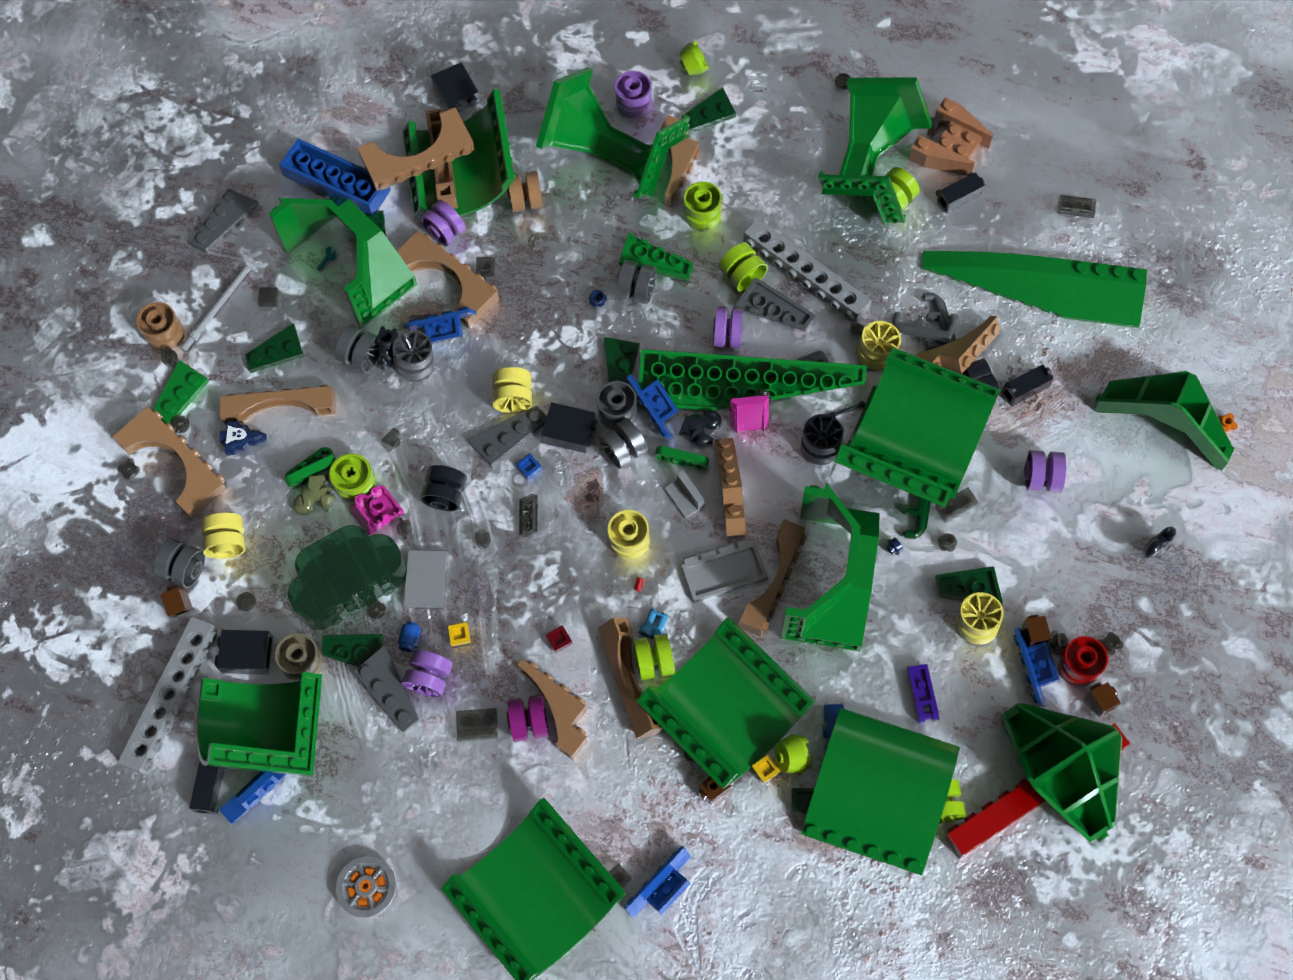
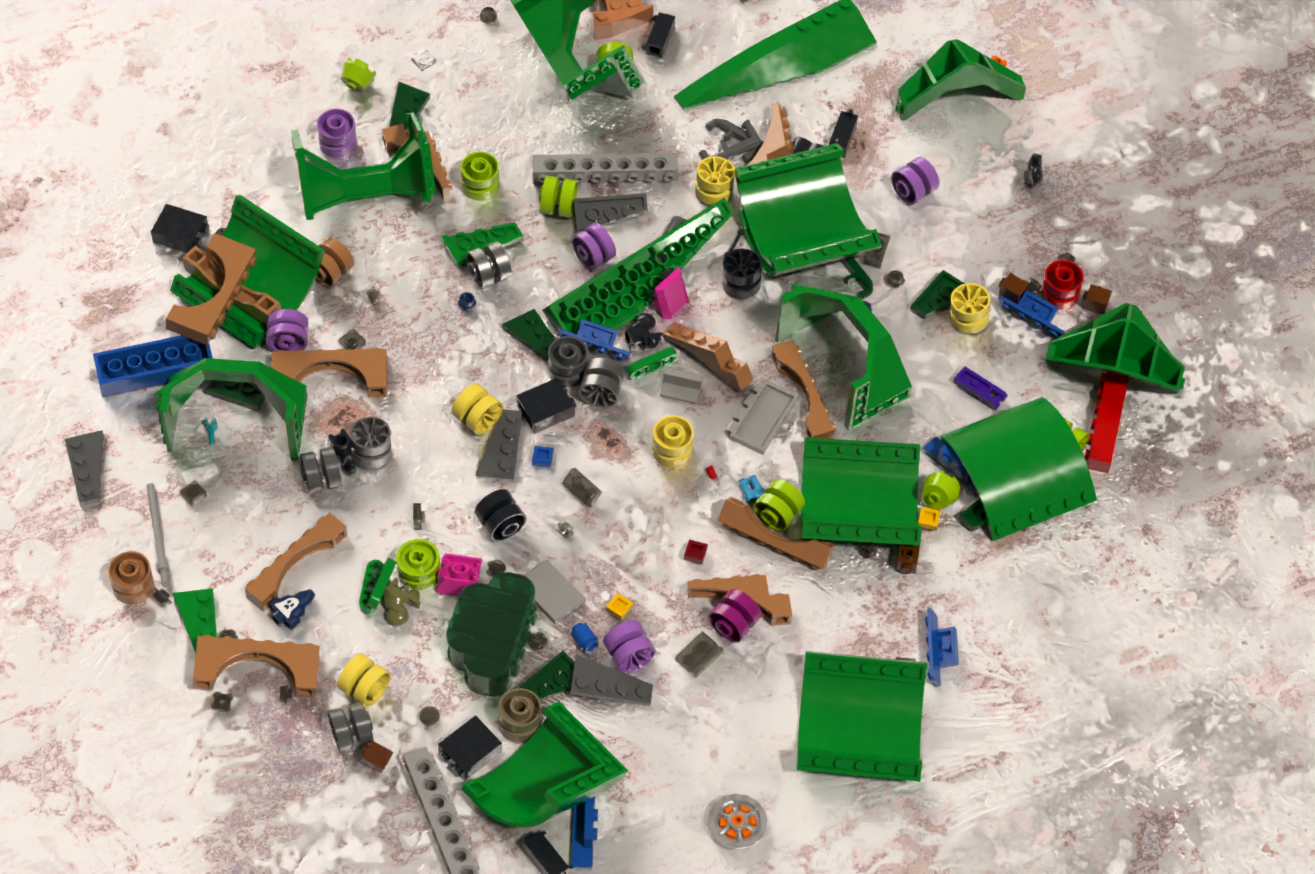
camera: 50 degrees left, 10 degrees down
(169, 499) = (285, 694): none -> clear smoke plate
(277, 350) = (246, 526): dark green wing -> none
(443, 326) = (372, 404): blue bracket -> none
(856, 329) = (685, 182): clear smoke plate -> none

